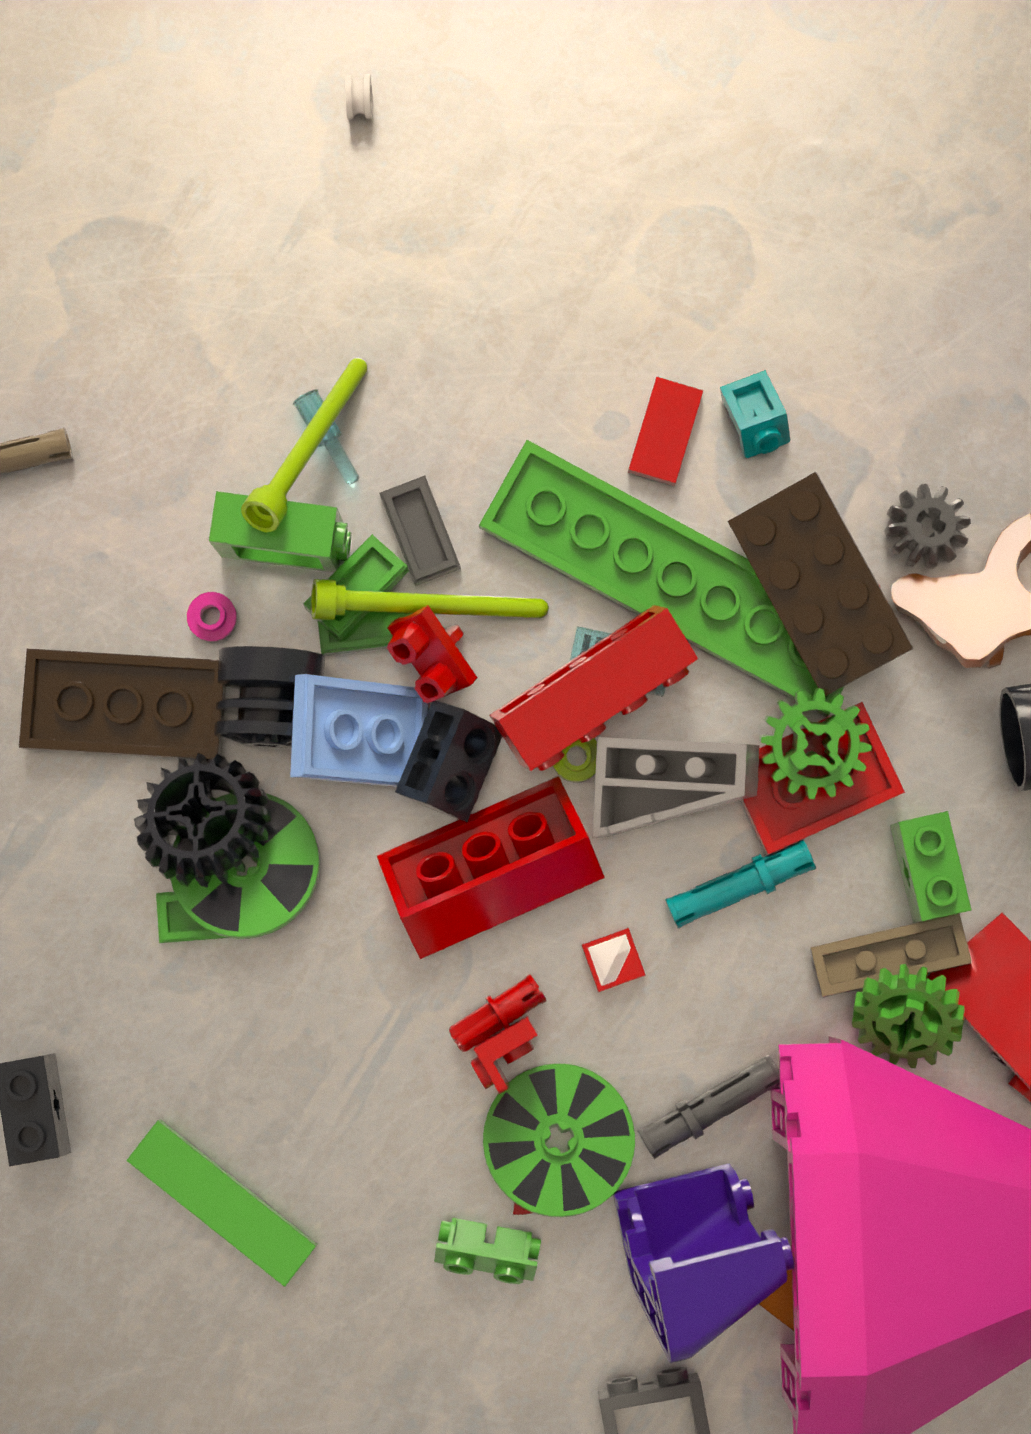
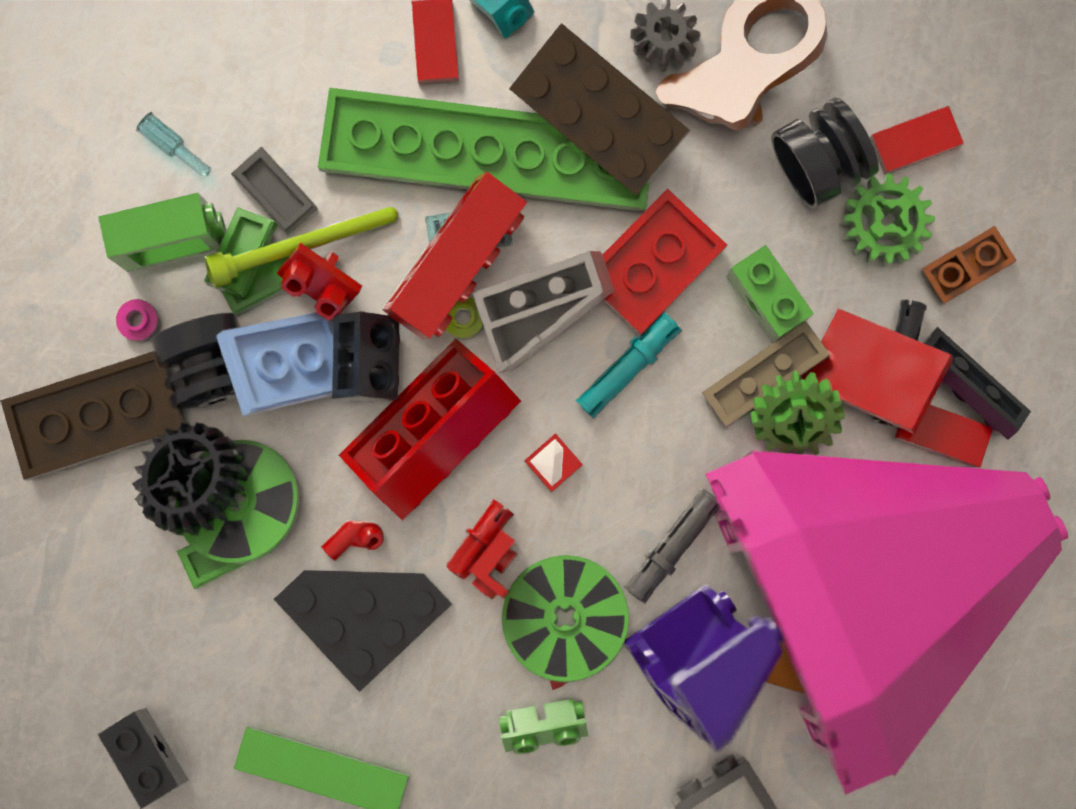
camera: 20 degrees left, 0 degrees up
(267, 504) = (141, 209): lime piece -> none
(334, 1047) = (362, 616): none -> black plate
(360, 952) = (354, 534): none -> red arm
(833, 727) = (652, 216): bright green gear -> none

